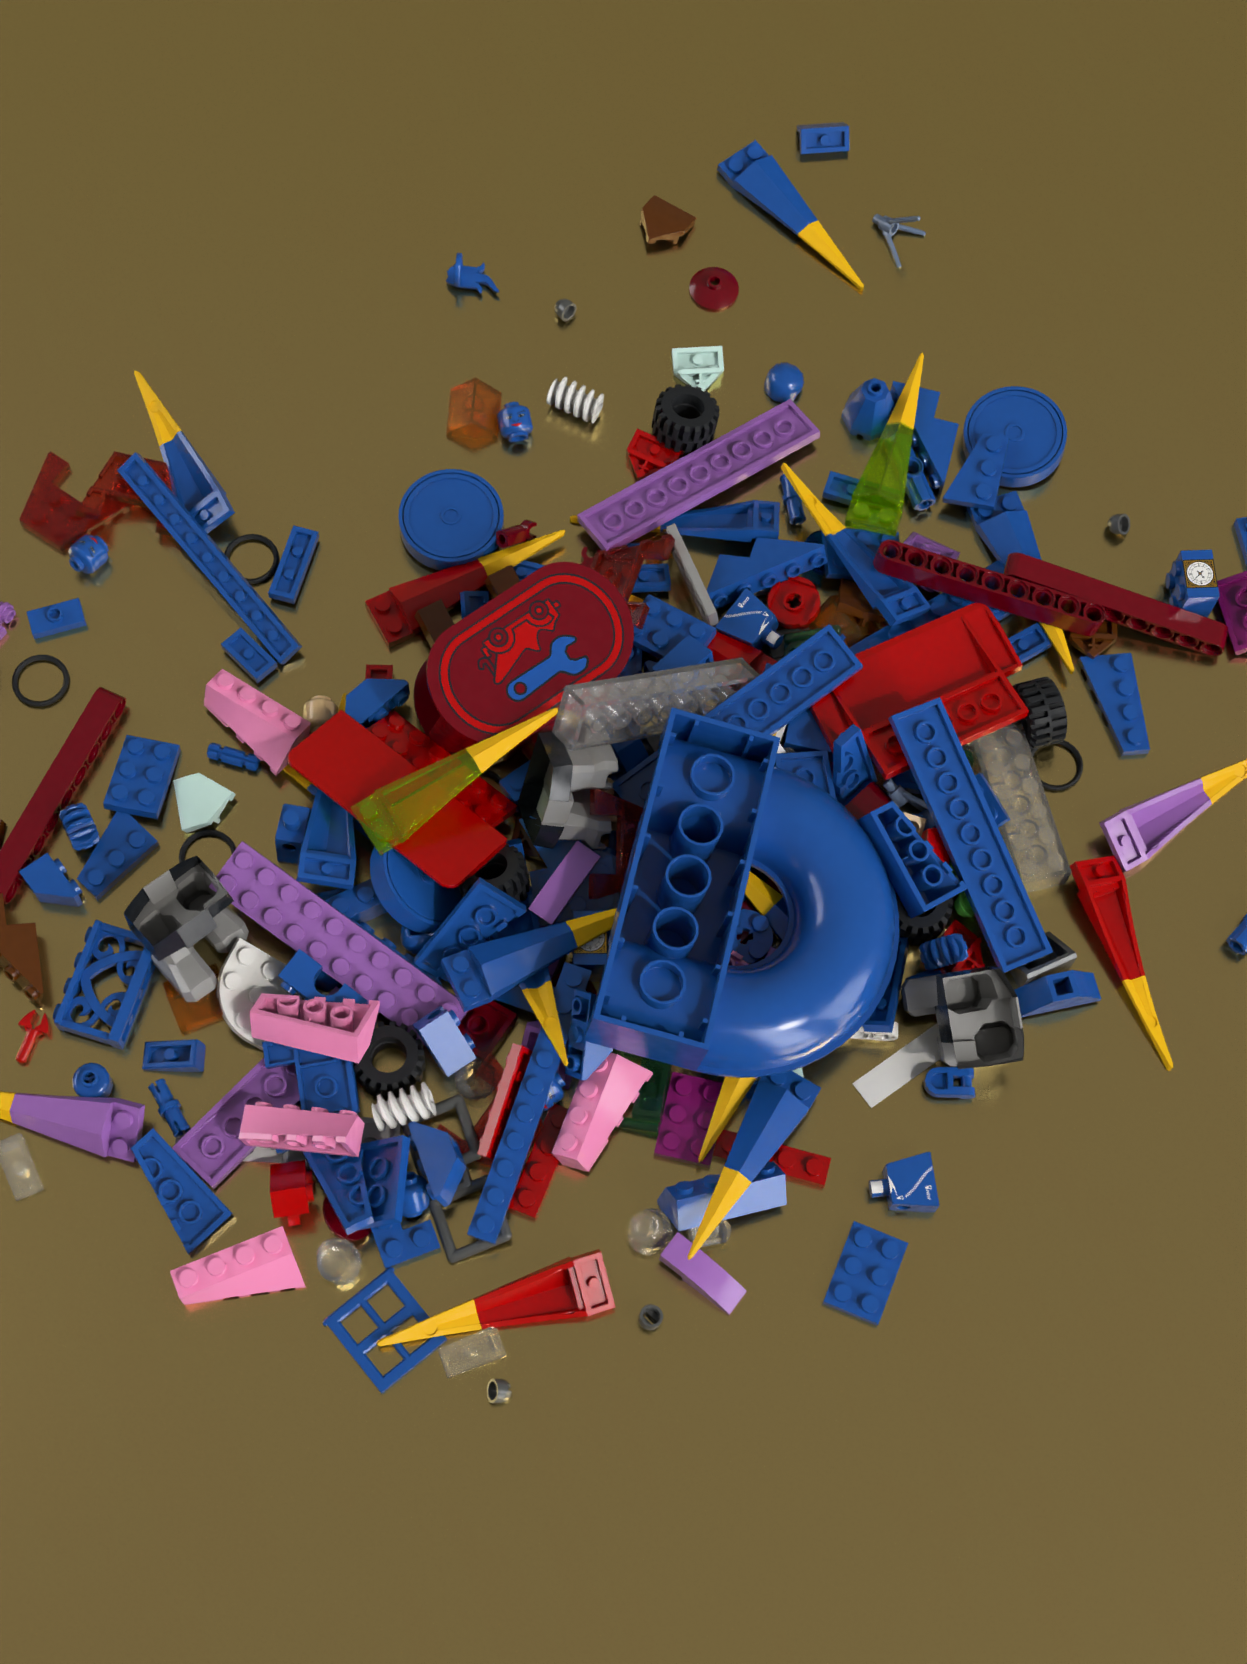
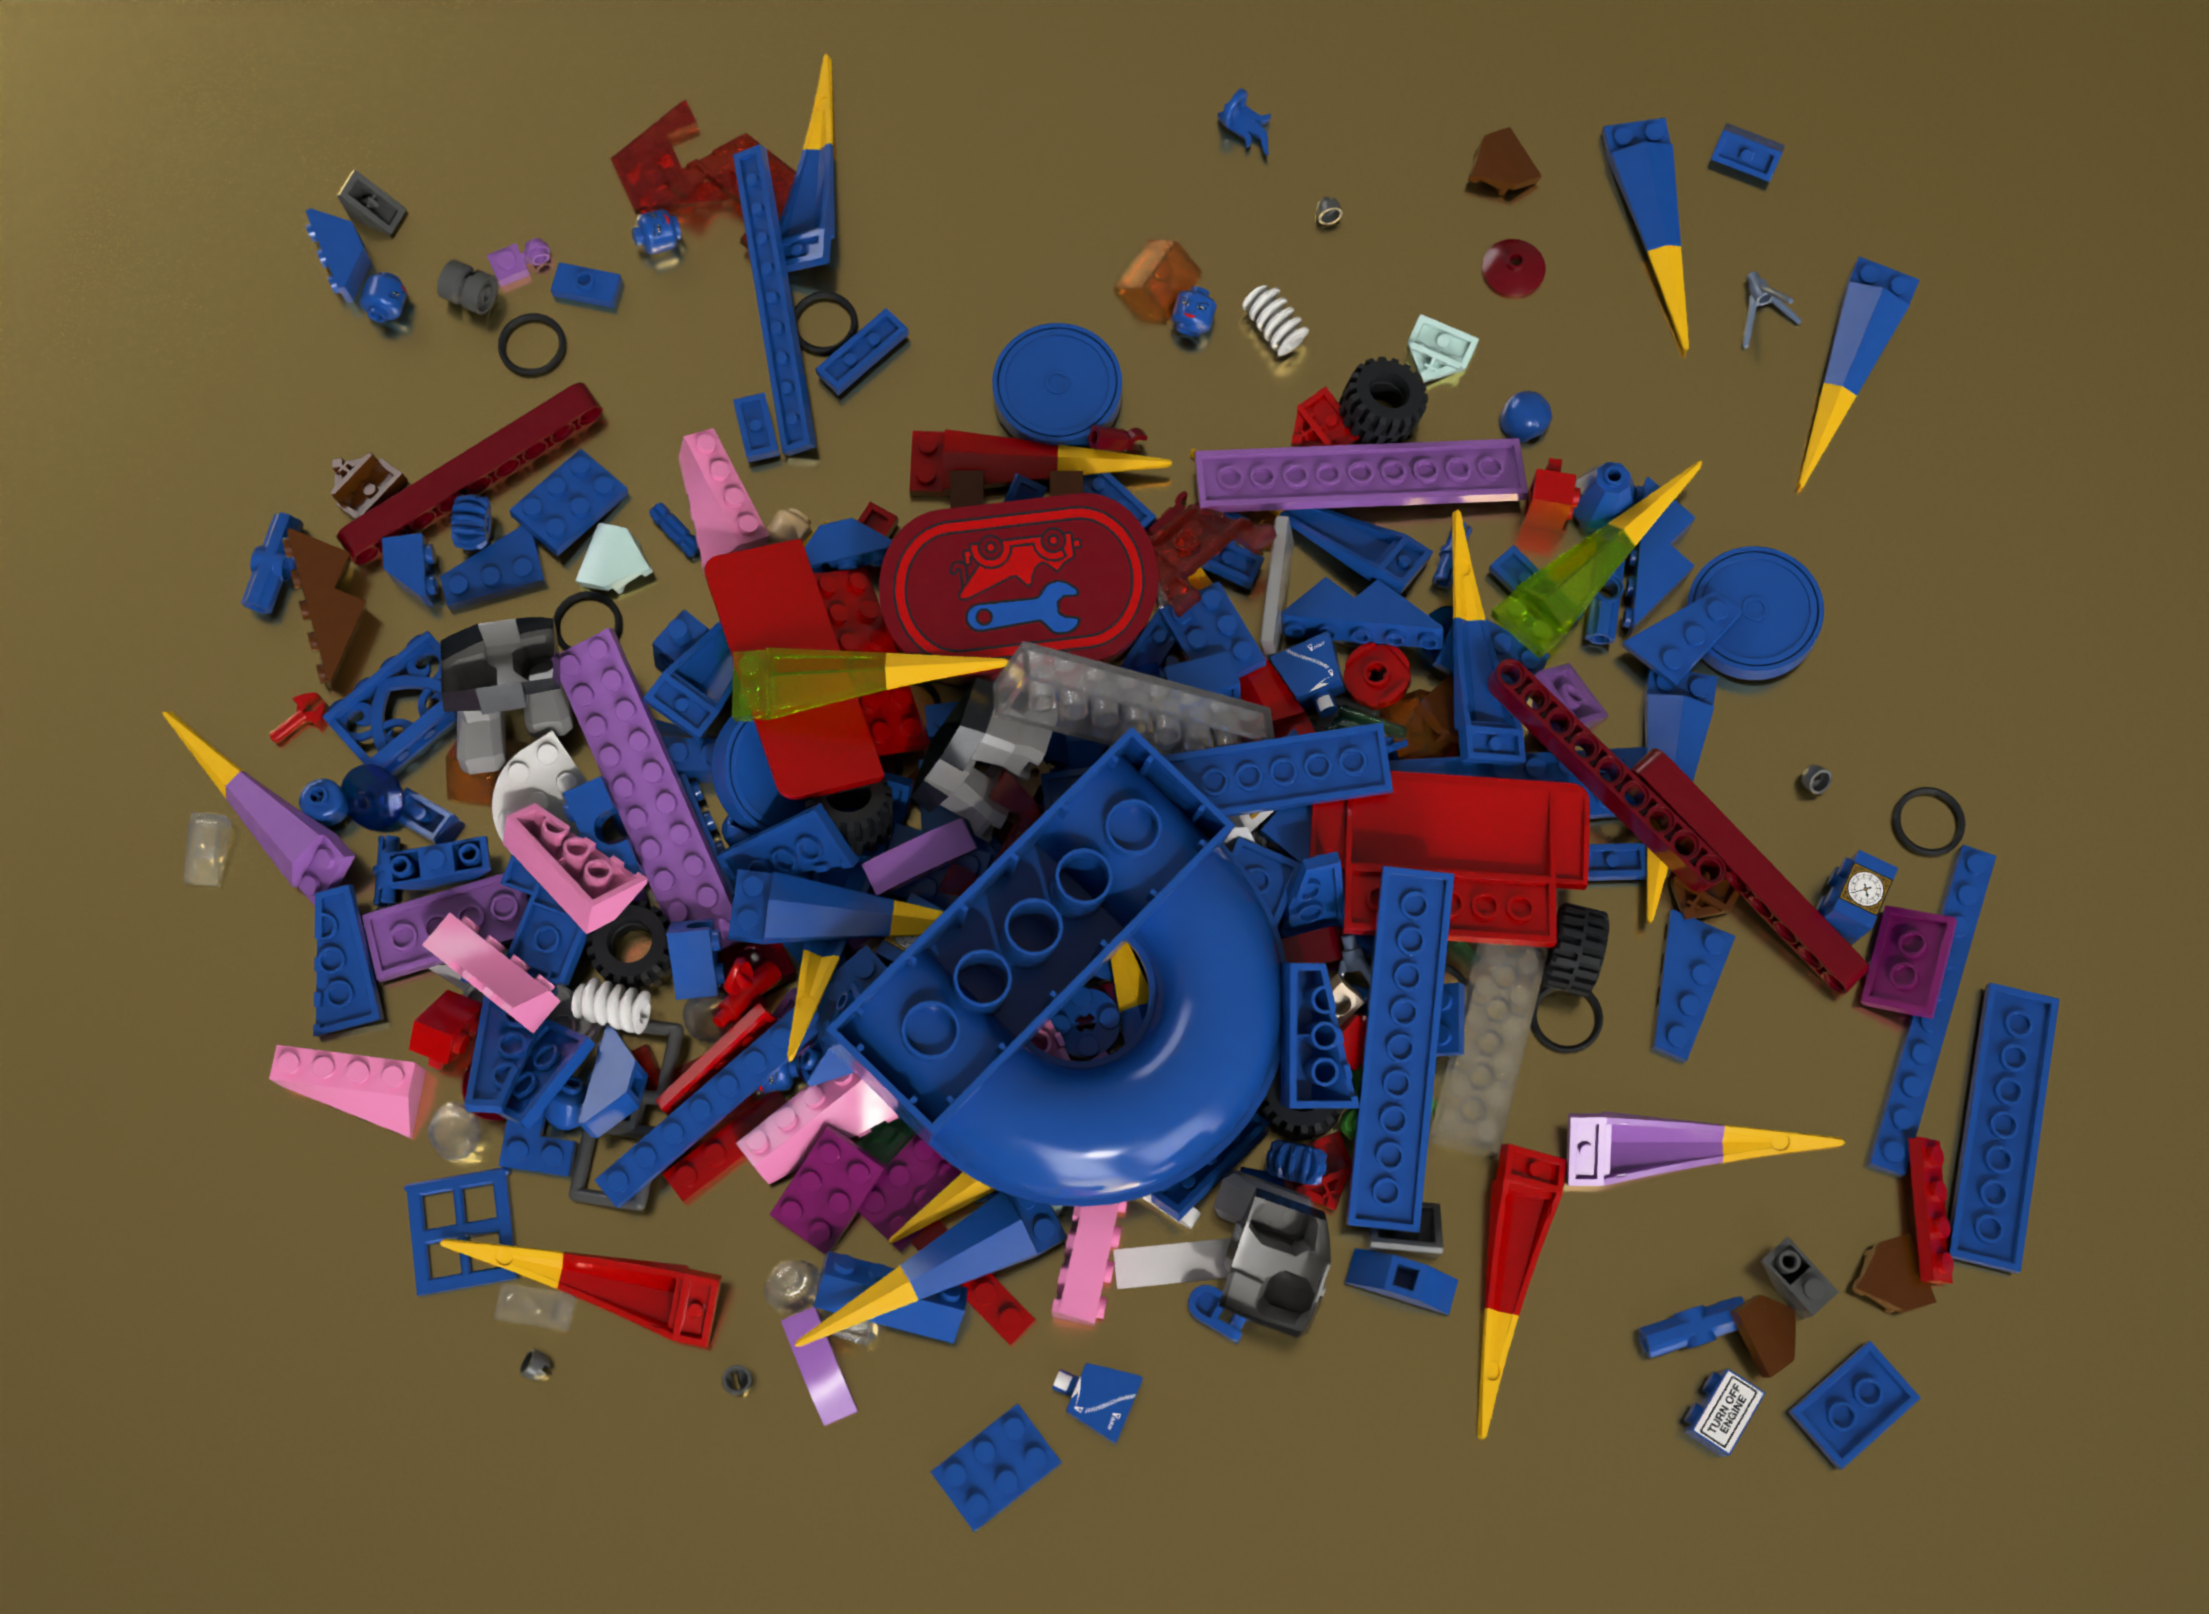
camera: 35 degrees right, 5 degrees up
(132, 1049) = (381, 790): none -> clear blue dish
(209, 1080) = (437, 865): none -> blue slope
(493, 1040) = (745, 989): none -> red plant
(635, 1150) = (828, 1190): none -> magenta plate
(837, 426) = (1551, 497): none -> red brick
(842, 1100) = (1087, 1264): none -> bright pink wedge
(968, 209) = (1867, 319): none -> blue plate
(1207, 494) = (1934, 791): none -> black tyre

